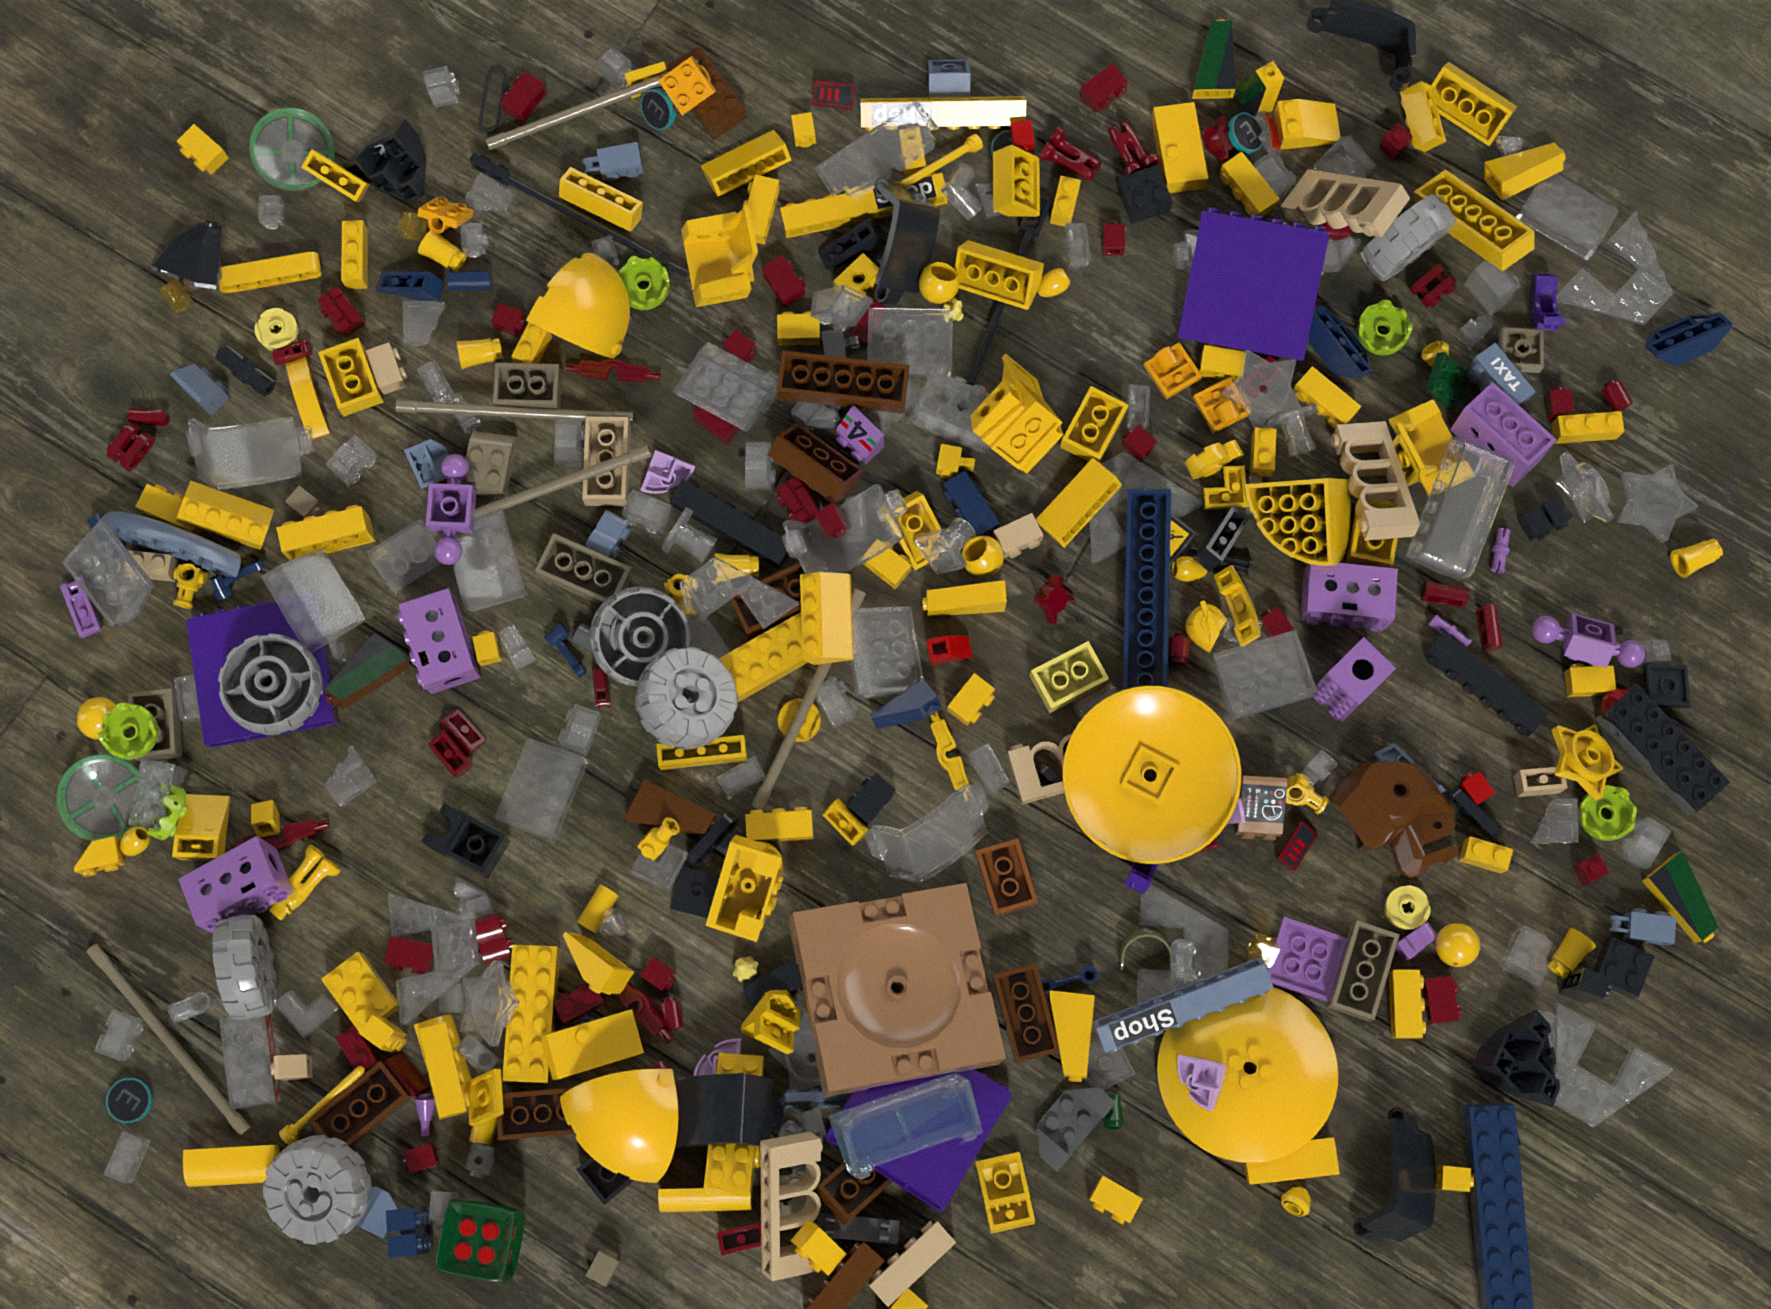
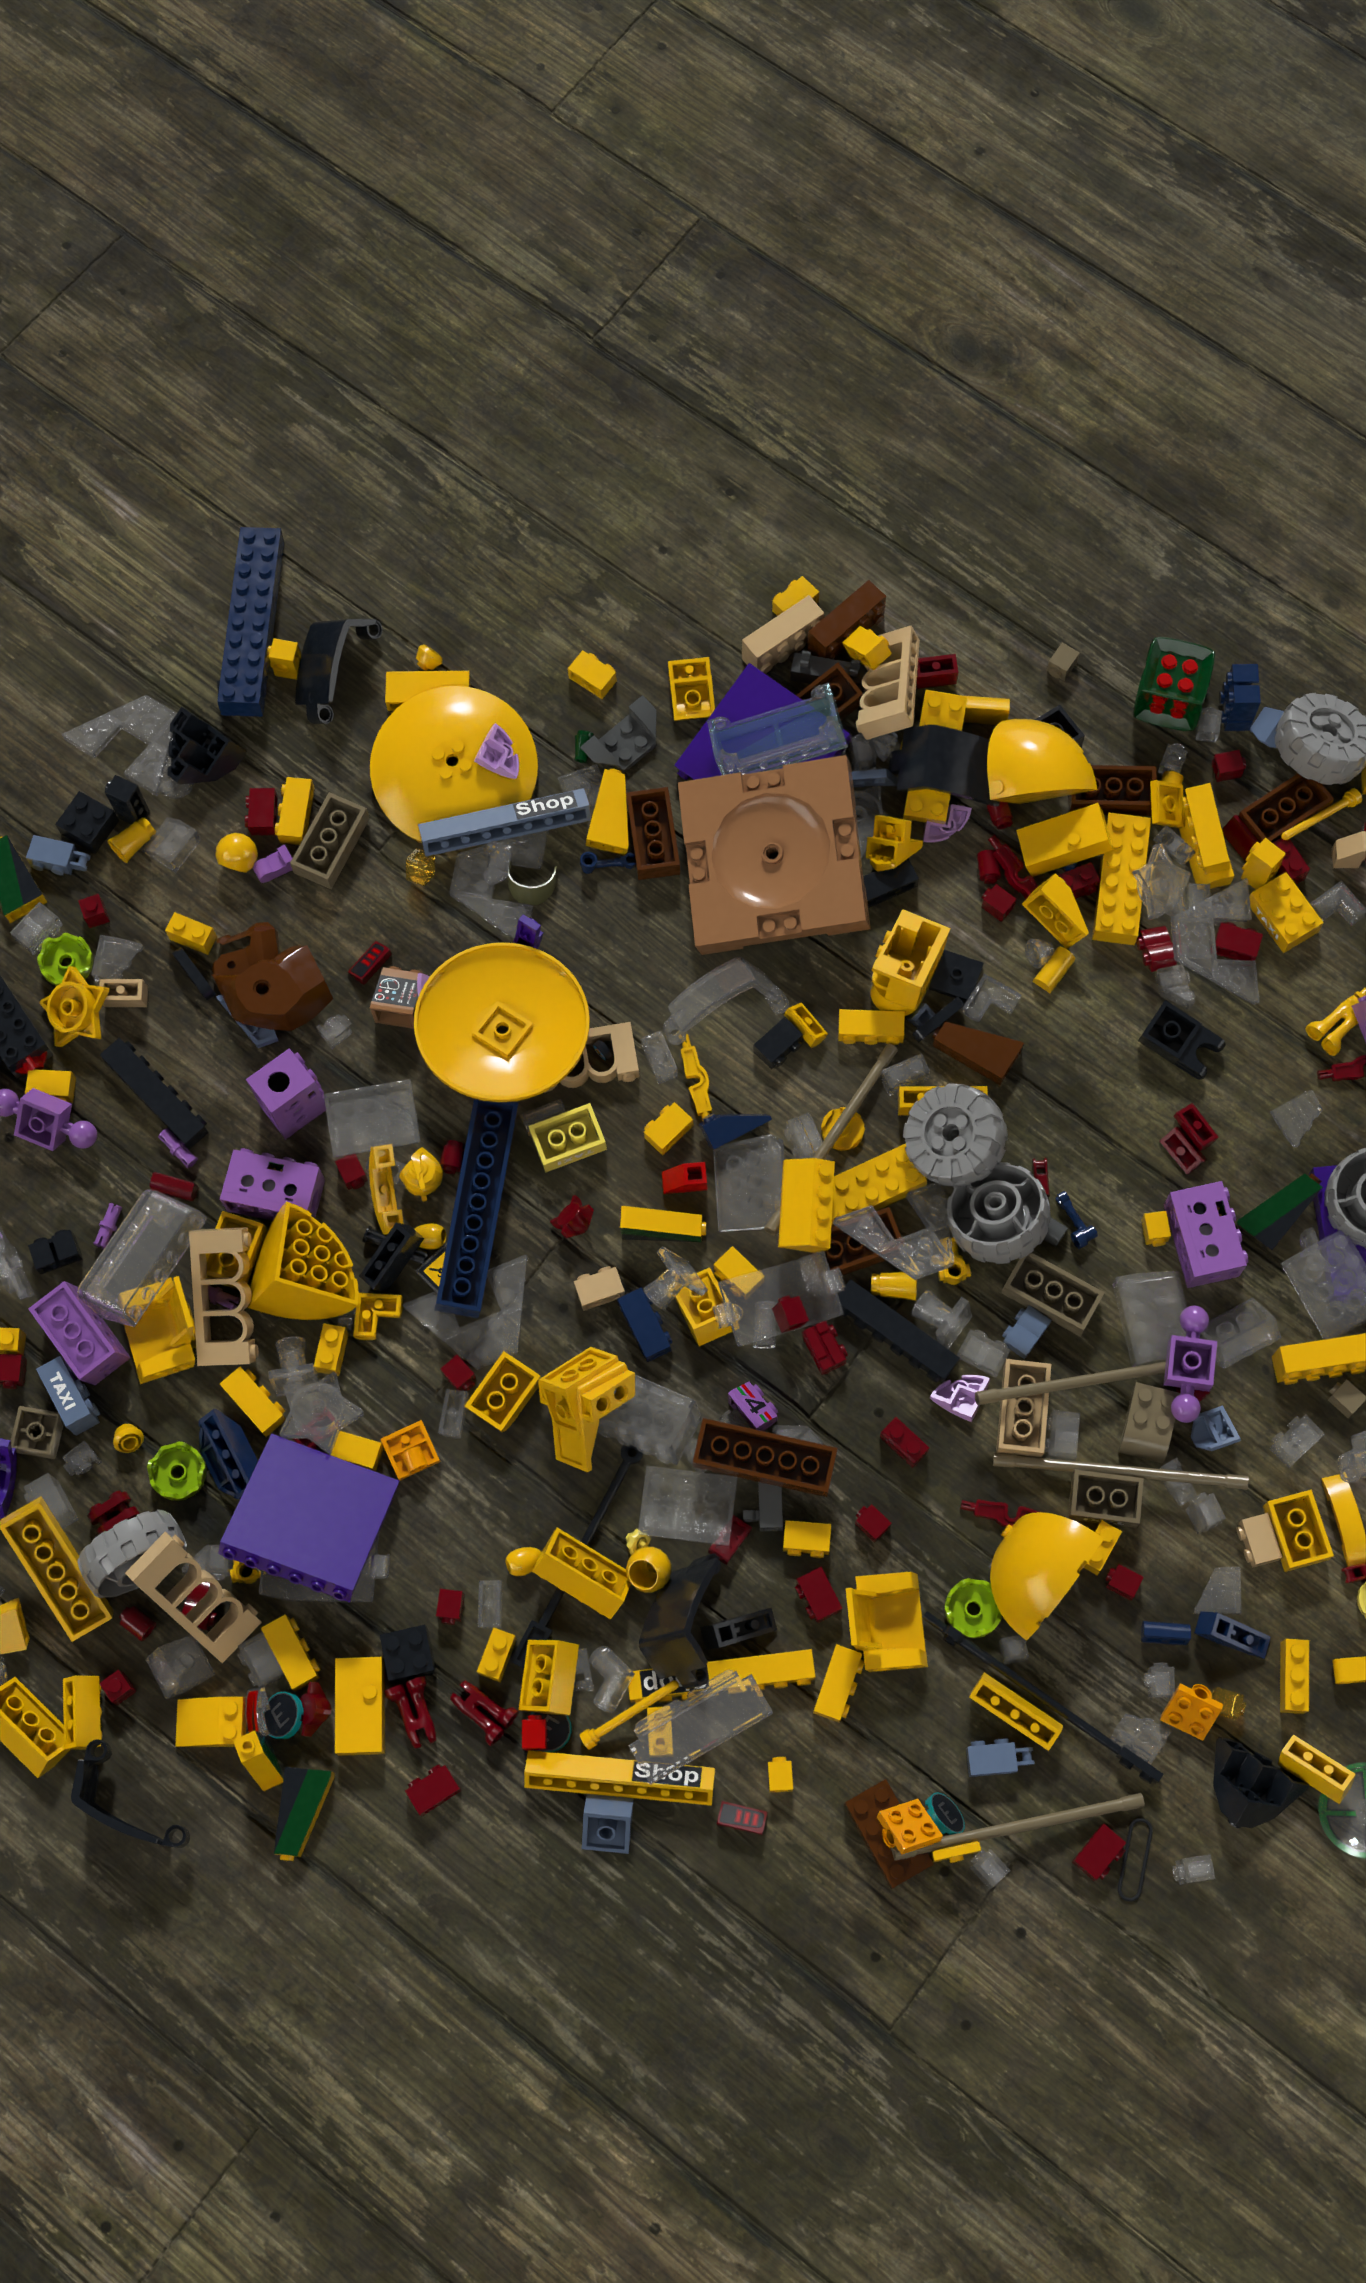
camera: 170 degrees left, 5 degrees down
(341, 312) = (1310, 1611): dark red brick -> none
(425, 1106) = (1224, 806): medium lavender cone -> none
(442, 251) = (1195, 1668): yellow plant -> none
(478, 352) = (1158, 1547): yellow plant -> none
(518, 651) = (1123, 1220): clear piece -> none
(541, 789) = (1105, 1085): clear slope -> none
(580, 729) = (1064, 1137): clear brick -> none
(658, 838) = (994, 1020): yellow connector -> none
(727, 387) = (890, 1471): clear slope -> none
(745, 162) = (849, 1742): yellow brick -> none
(745, 968) = (914, 900): light yellow piece -> none
(758, 466) = (862, 1390): clear brick -> none
(815, 463) = (802, 1380): reddish brown brick -> none
(839, 306) = (762, 1549): clear slope -> none
(860, 268) = (732, 1601): yellow brick -> none
(951, 460) = (660, 1372): yellow brick -> none
(983, 556) = (638, 1265): yellow helmet -> none
(1006, 877) = (655, 955): dark orange brick -> none
(1078, 502) = (532, 1313): yellow brick -> none
(1213, 459) = (386, 1341): yellow piece -> none
(1217, 409) = (373, 1402): light orange plate -> none
(1305, 794) = (354, 1005): yellow connector -> none
(1307, 959) = (379, 859): medium lavender plate -> none
(1408, 920) = (279, 907): light yellow plate -> none
(1446, 381) = (124, 1403): dark green plate -> none
(1476, 787) = (186, 995): red brick -> none
(1489, 627) = (137, 1148): dark red brick -> none

